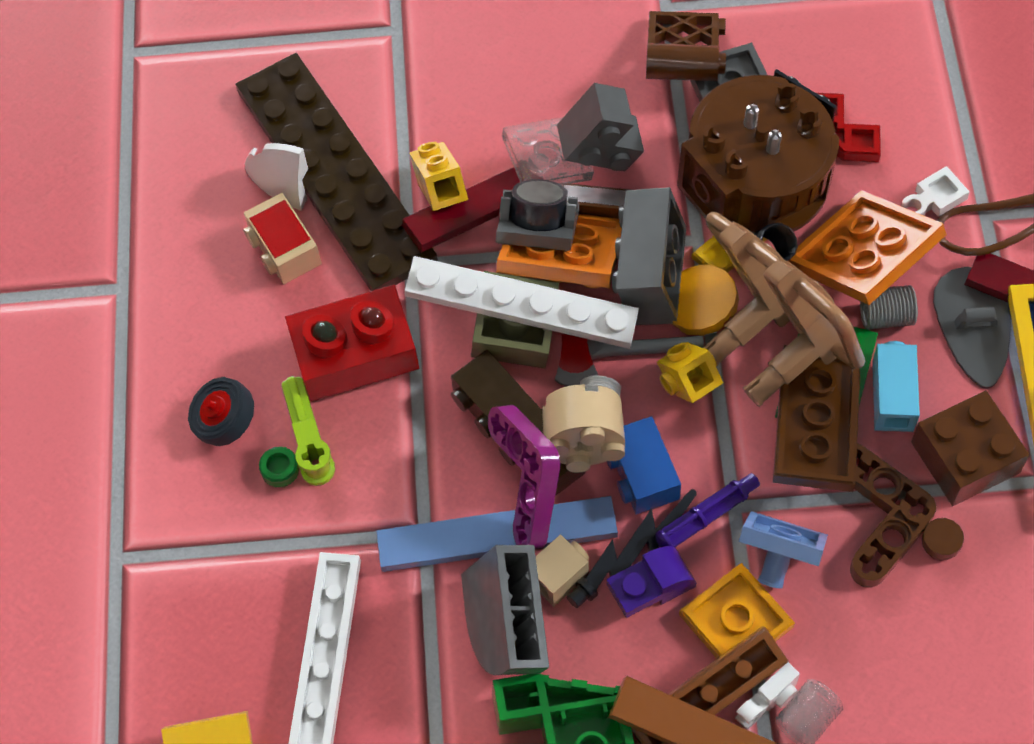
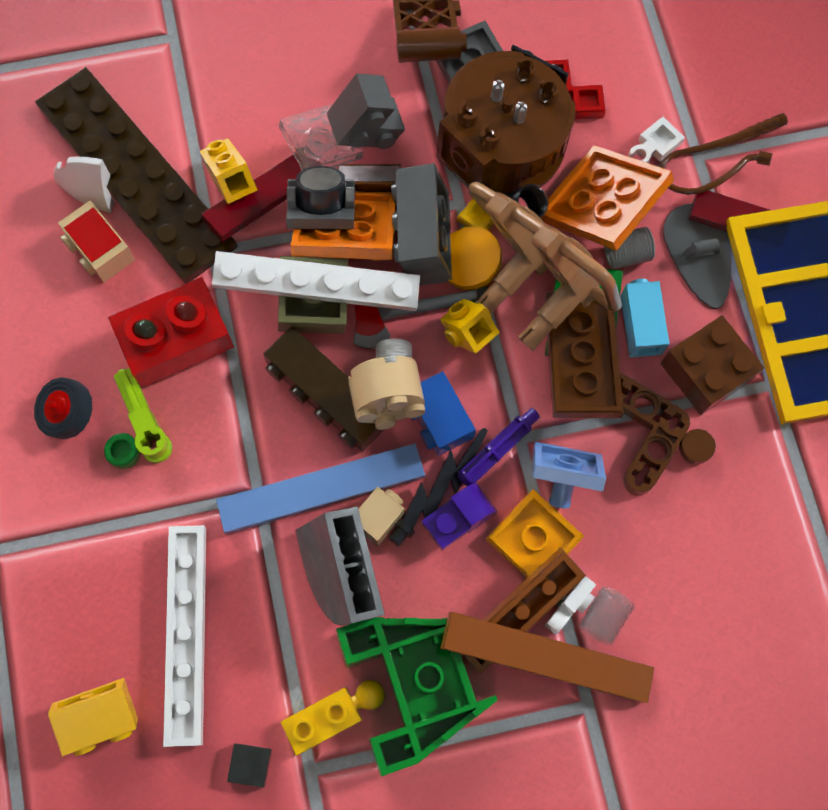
camera: 15 degrees left, 10 degrees up
(539, 474) = (352, 433): magenta beam -> none

